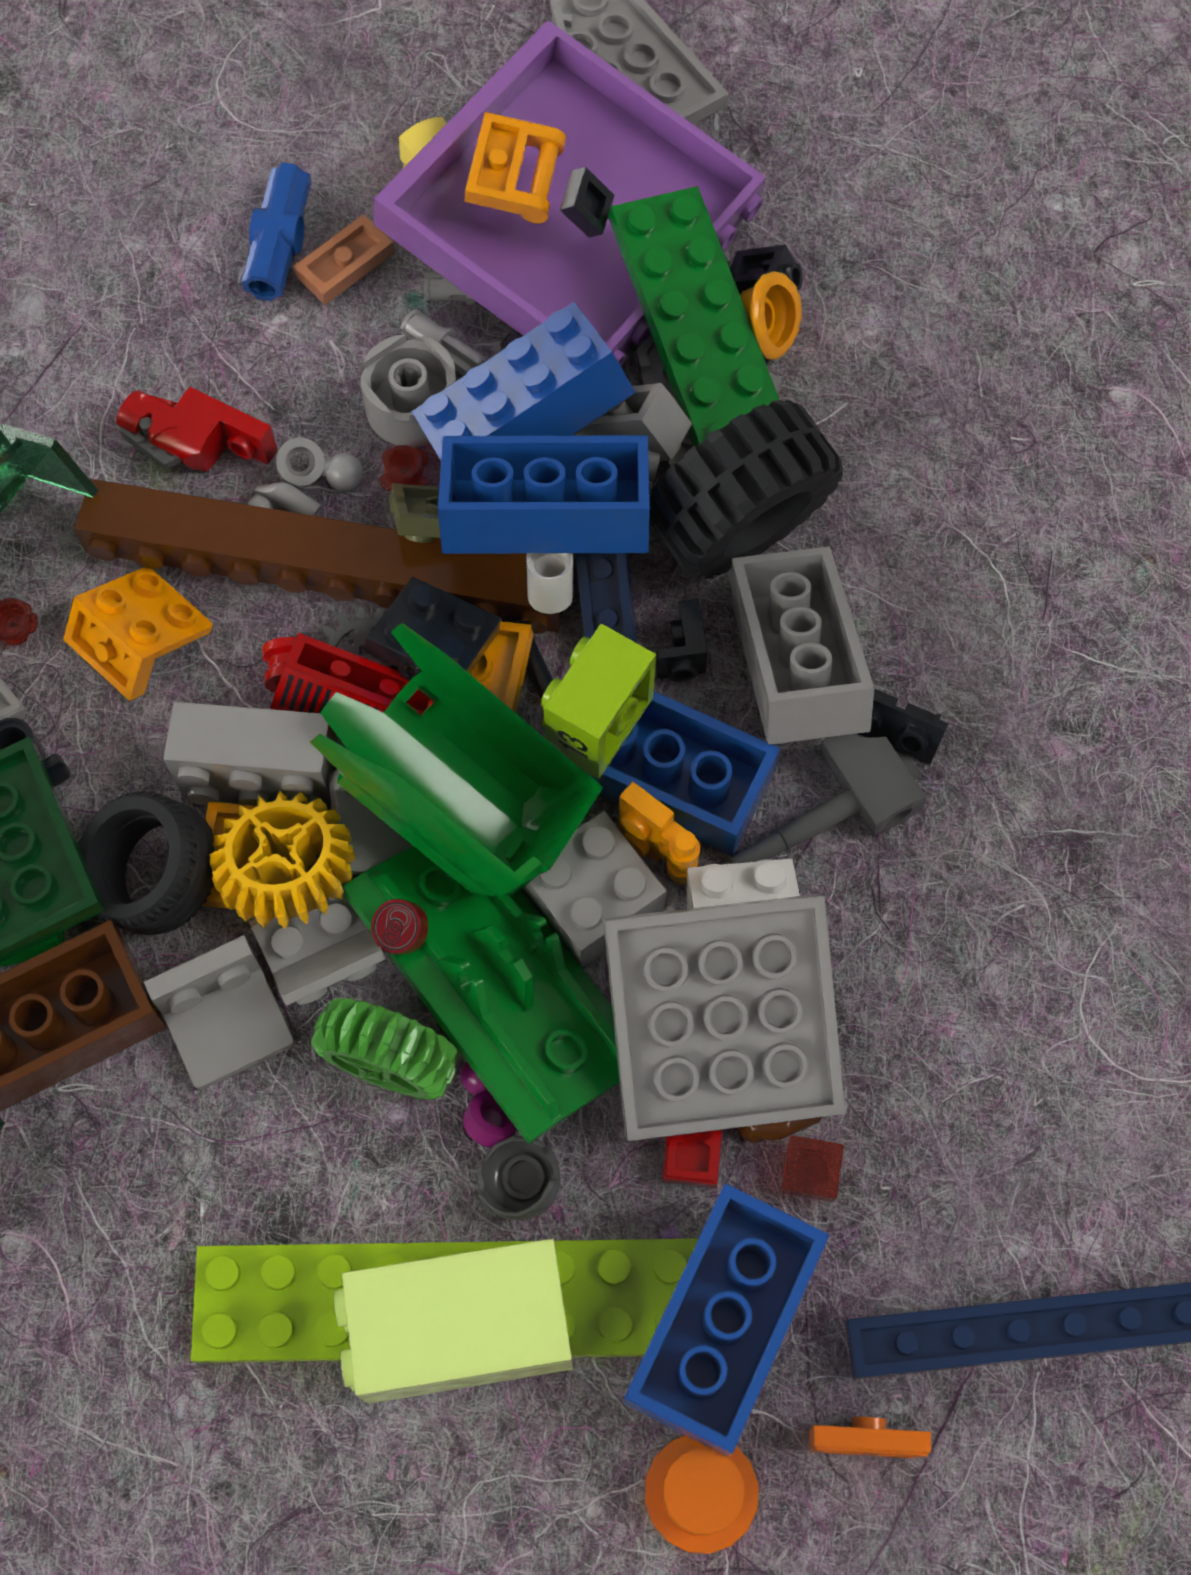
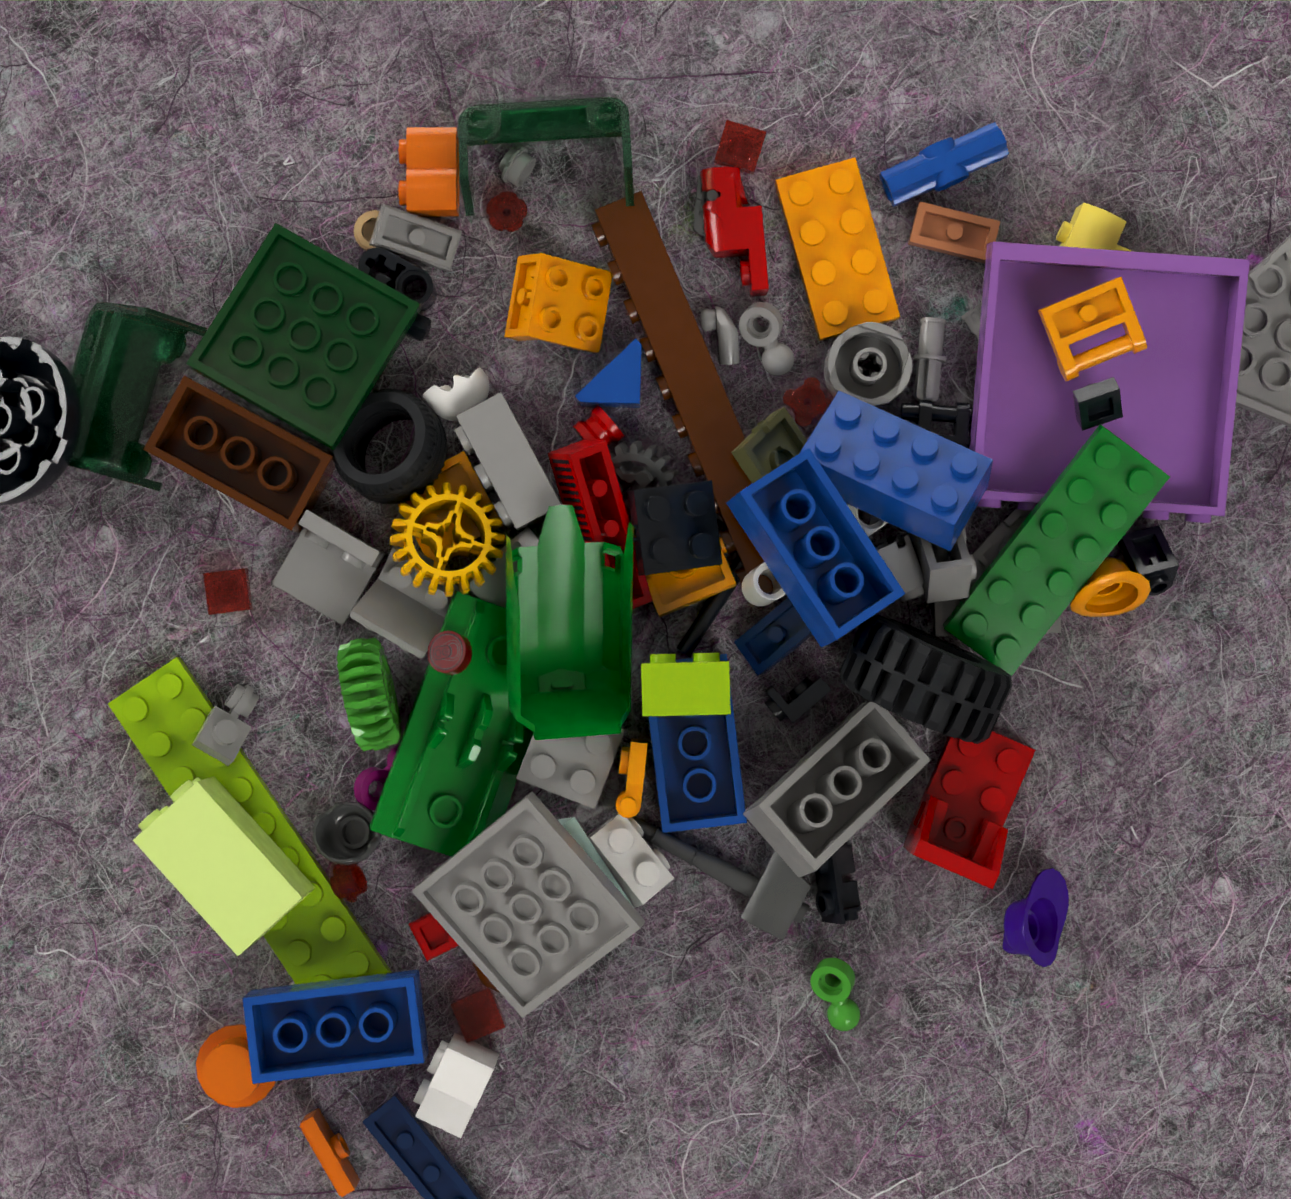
camera: 60 degrees right, 20 degrees up
(120, 379) = (740, 147): none -> clear red plate
(149, 769) = (466, 393): none -> white hair
(169, 1141) = (228, 591): none -> clear red plate
(255, 618) = (617, 383): none -> blue slope
(278, 364) = (836, 248): none -> light orange plate
(311, 1243) = (223, 731): none -> light grey plate
(573, 1218) = (348, 882): none -> clear red plate
(876, 1238) = (457, 1085): none -> white brick
(895, 558) = (967, 806): none -> red bracket
(1039, 797) = (842, 1012): none -> bright green plate
(1052, 564) = (1037, 921): none -> dark purple piece

